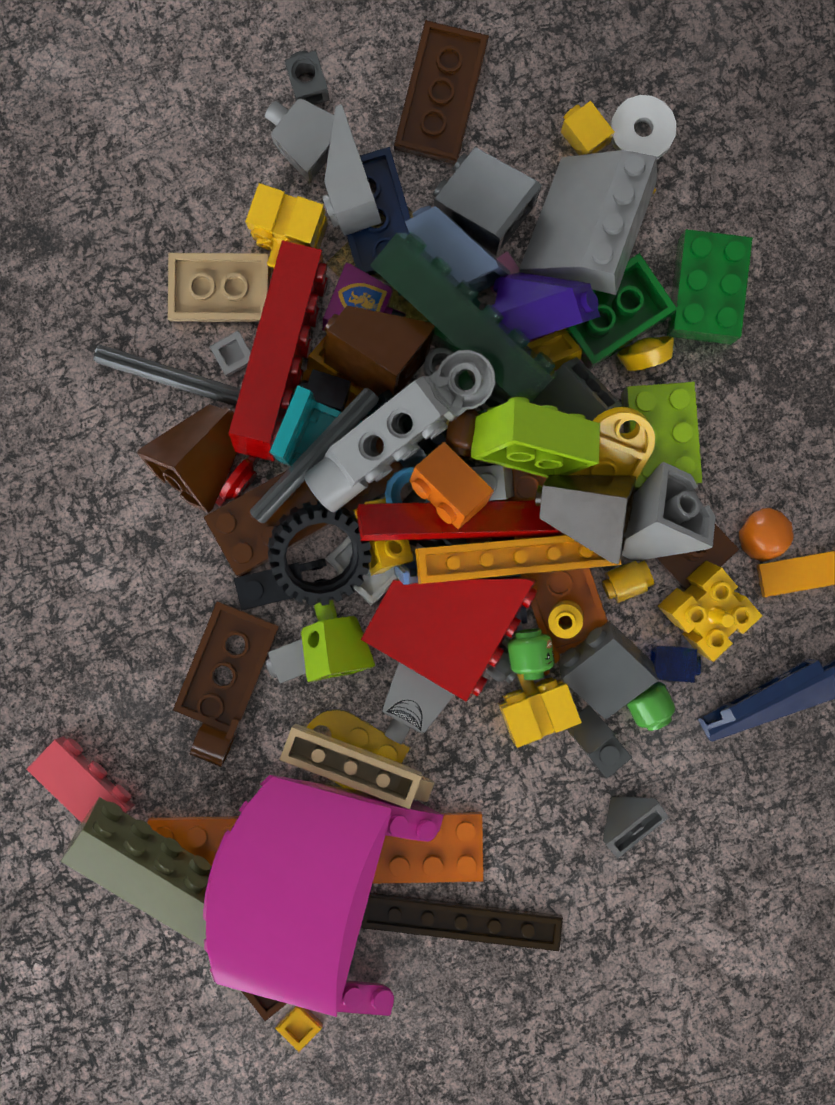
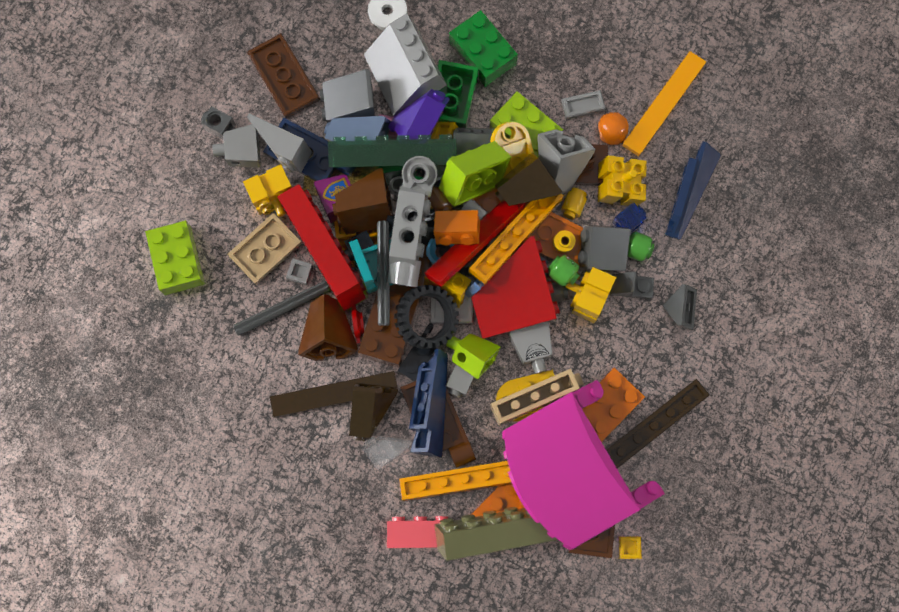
camera: 40 degrees left, 10 degrees down
(105, 199) = (175, 258): none -> lime brick
(131, 655) = (384, 450): none -> clear slope
(137, 535) = (324, 395): none -> dark brown tile
(158, 591) = (368, 408): none -> dark brown slope
(172, 766) = (455, 481): none -> light orange plate
(226, 657) = (429, 406): none -> dark blue wedge
(586, 129) = (363, 32): yellow brick -> none
(647, 353) = (484, 99): yellow hat -> none
(760, 471) = (583, 104): none -> light grey tile

